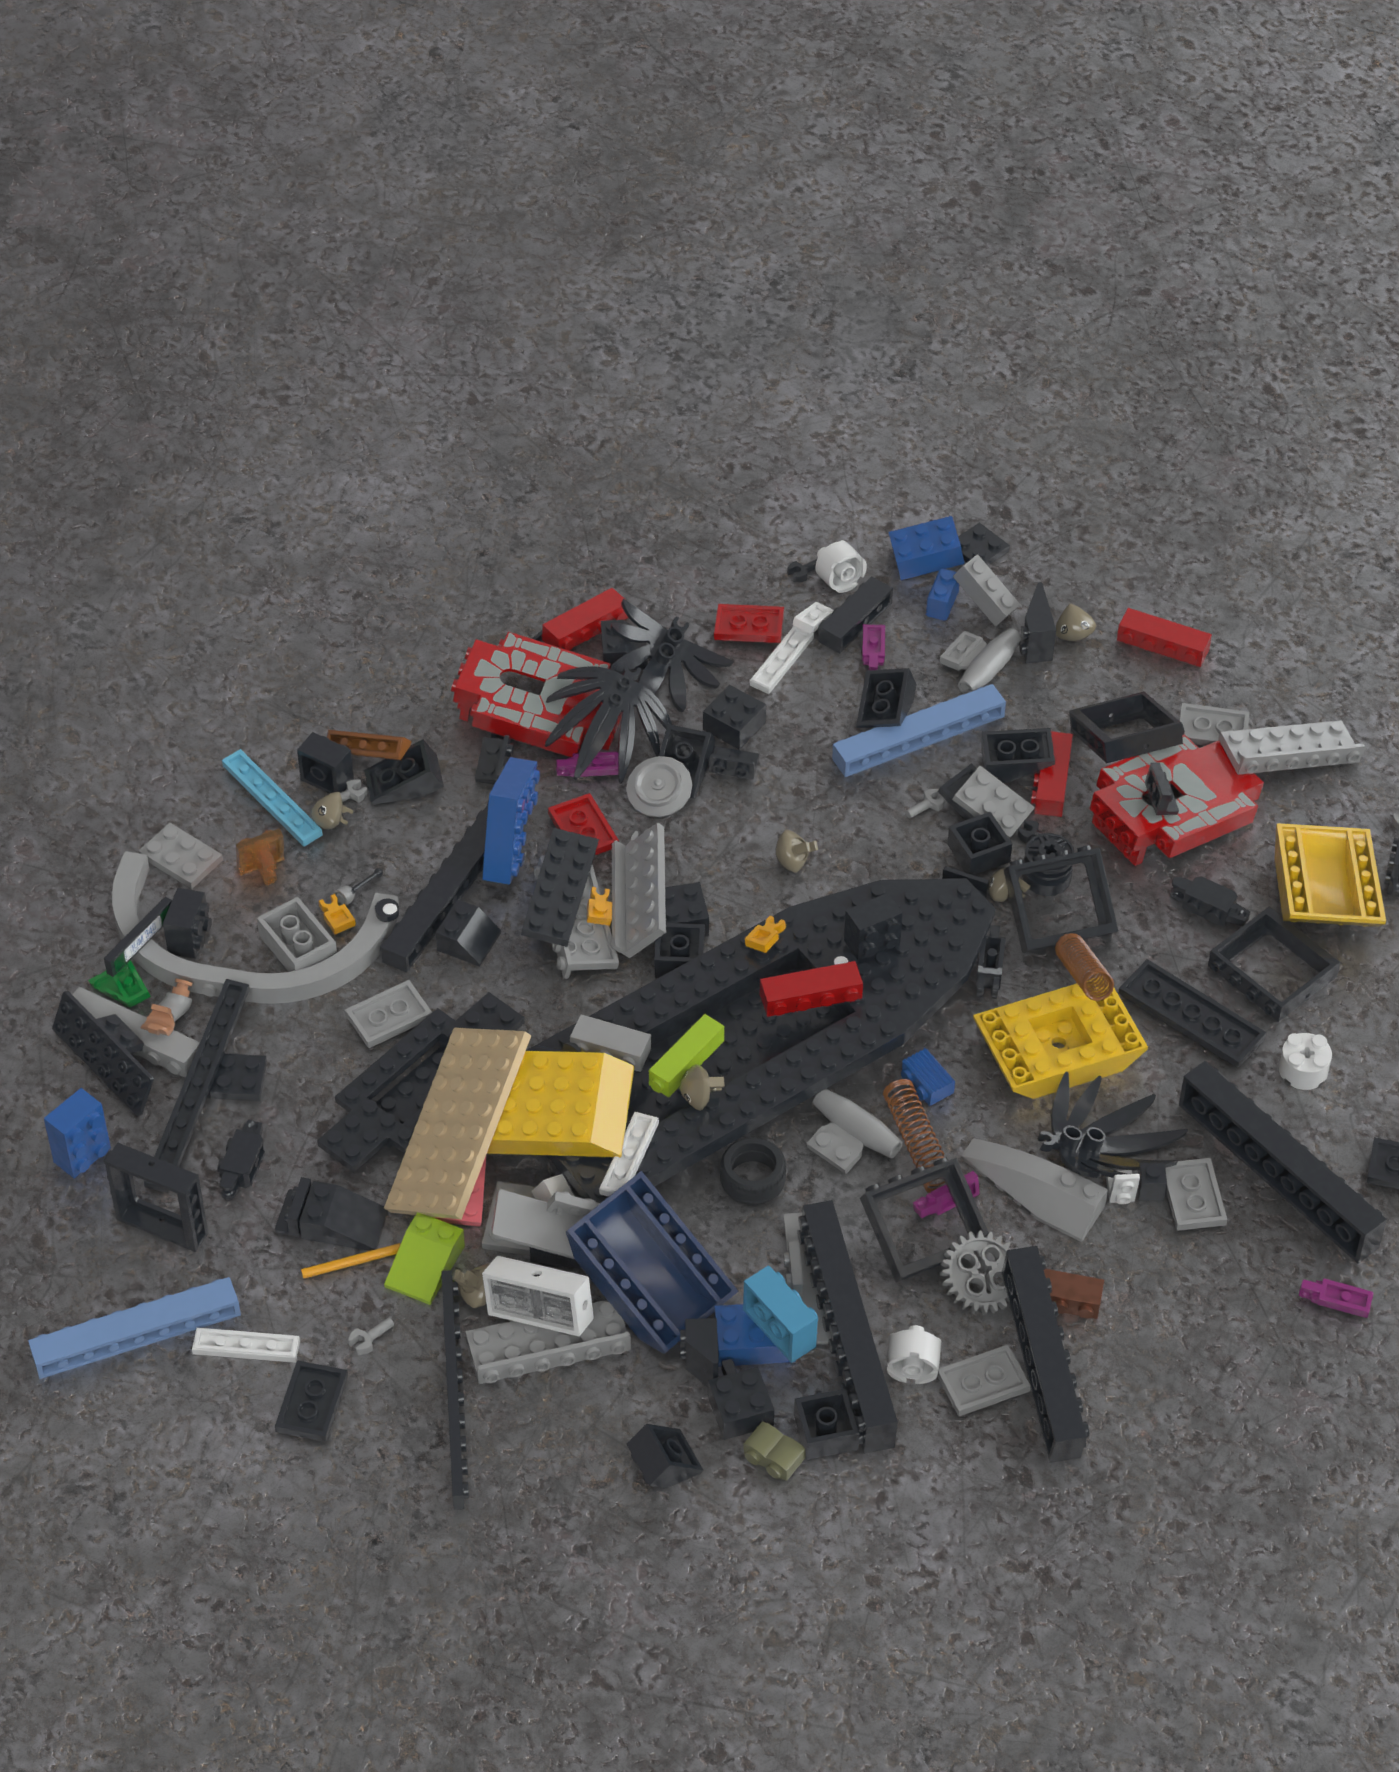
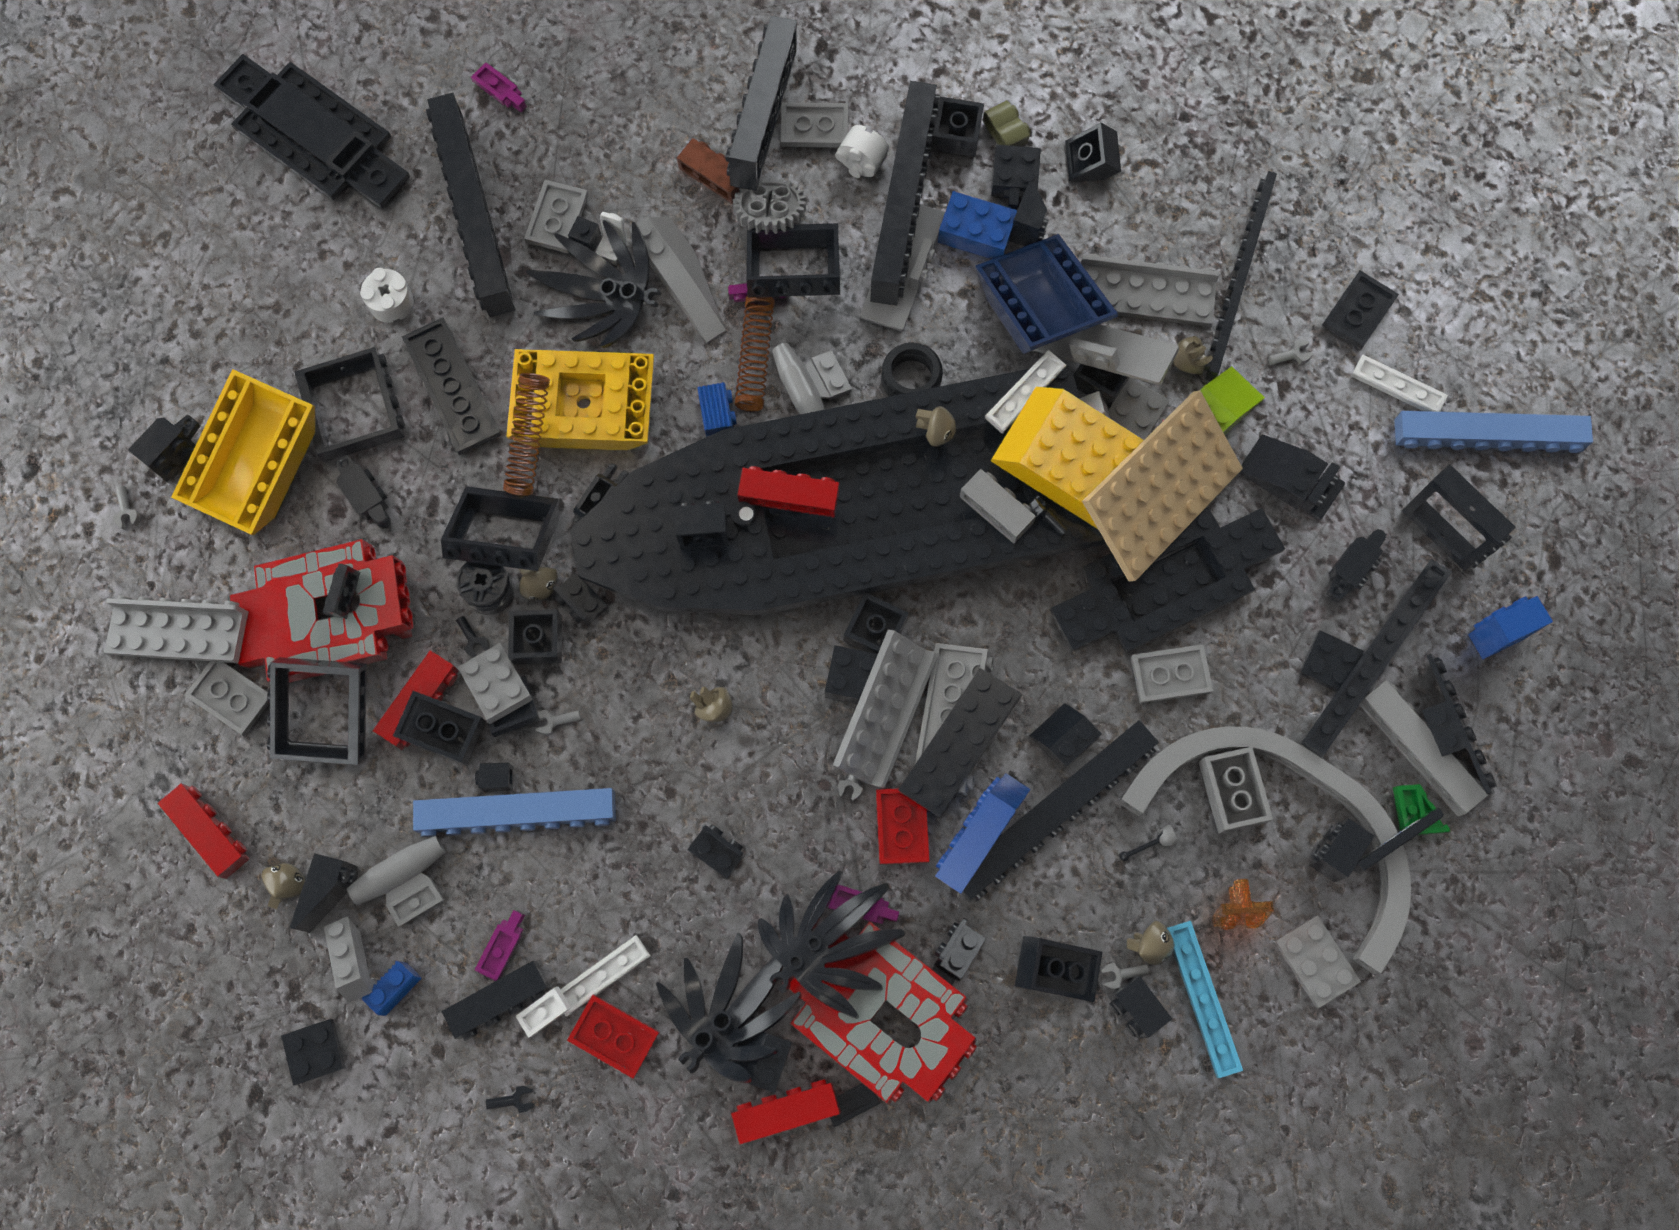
camera: 155 degrees left, 25 degrees up
(170, 1009) = (1384, 751): nougat piece -> none
(336, 916) = (1183, 810): light orange plate -> none
(350, 1261) = (1285, 430): light orange bar -> none
(371, 744) = (1085, 1023): dark orange slope -> none
(387, 910) = (1140, 780): black tile -> none
(538, 1295) = (1136, 292): white brick -> none
(598, 908) = (930, 706): light orange plate -> none
(659, 787) = (806, 845): light grey piece -> none
(689, 1050) = (934, 465): lime brick -> none
(690, 748) = (768, 867): black slope -> none
(734, 717) = (690, 905): black brick -> none
(765, 936) = (803, 570): light orange plate -> none
(780, 1313) = (962, 194): dark azure brick -> none
(840, 566) = (479, 1070): white brick -> none
(886, 698) = (532, 850): black slope -> none
(926, 547) = (373, 1059): blue brick -> none
(950, 746) = (494, 777): none -> black brick

